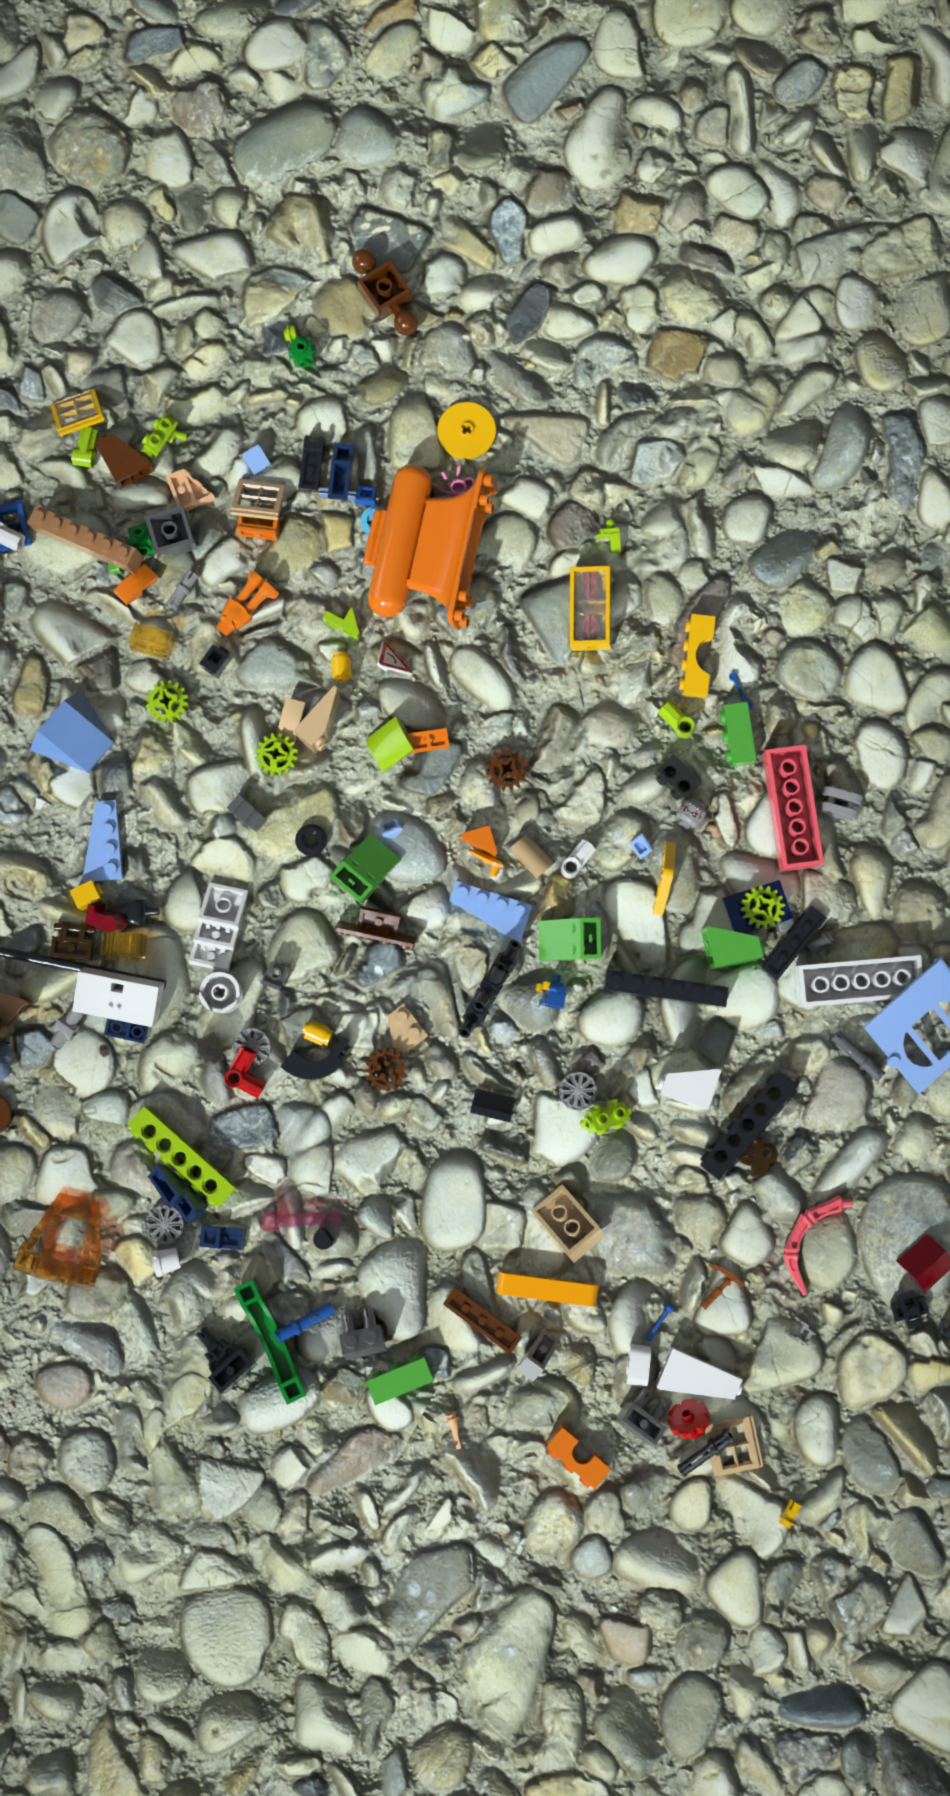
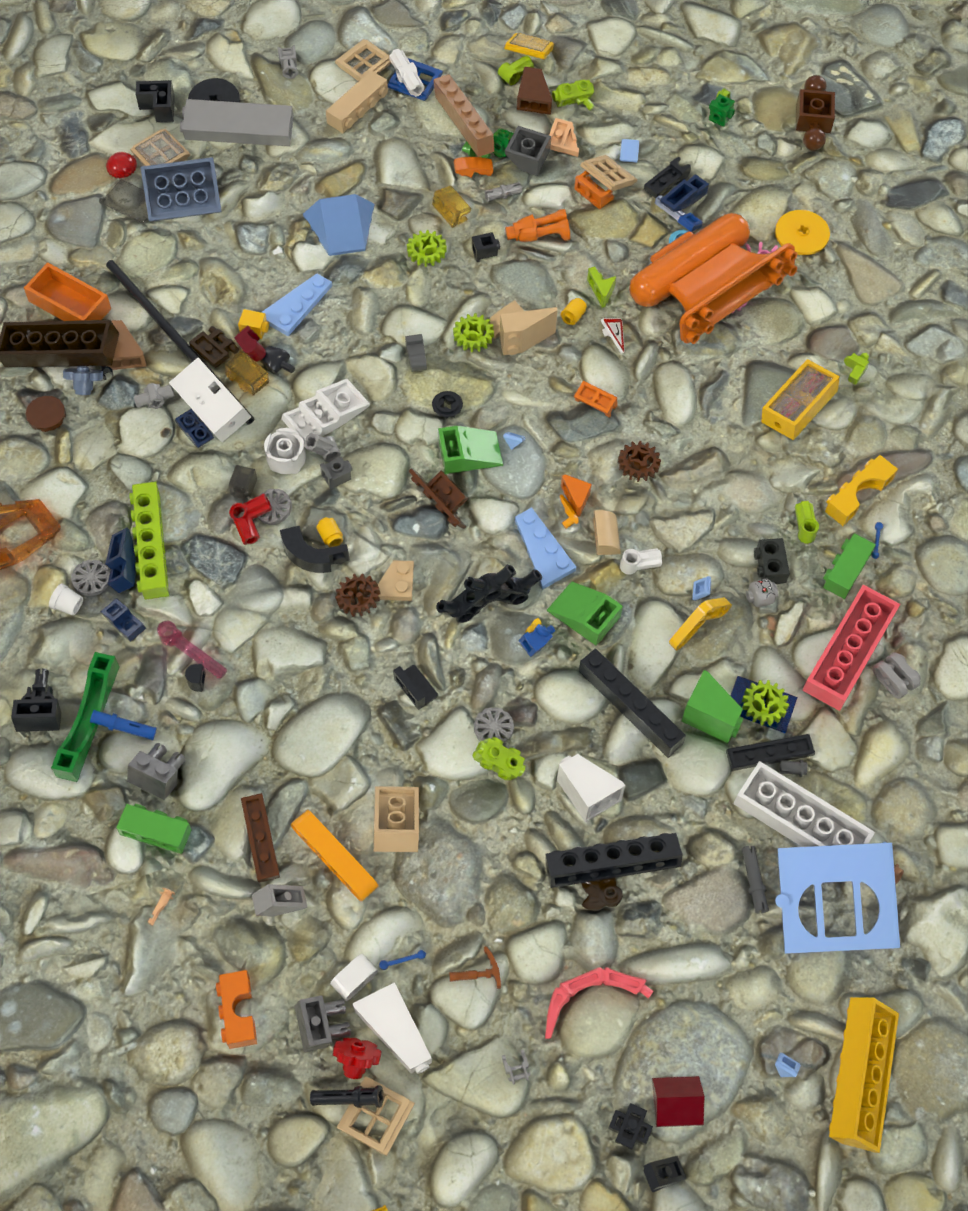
camera: 35 degrees right, 20 degrees down
(248, 963) = (323, 446): none -> light grey piece
(390, 744) = (564, 382): lime slope -> none

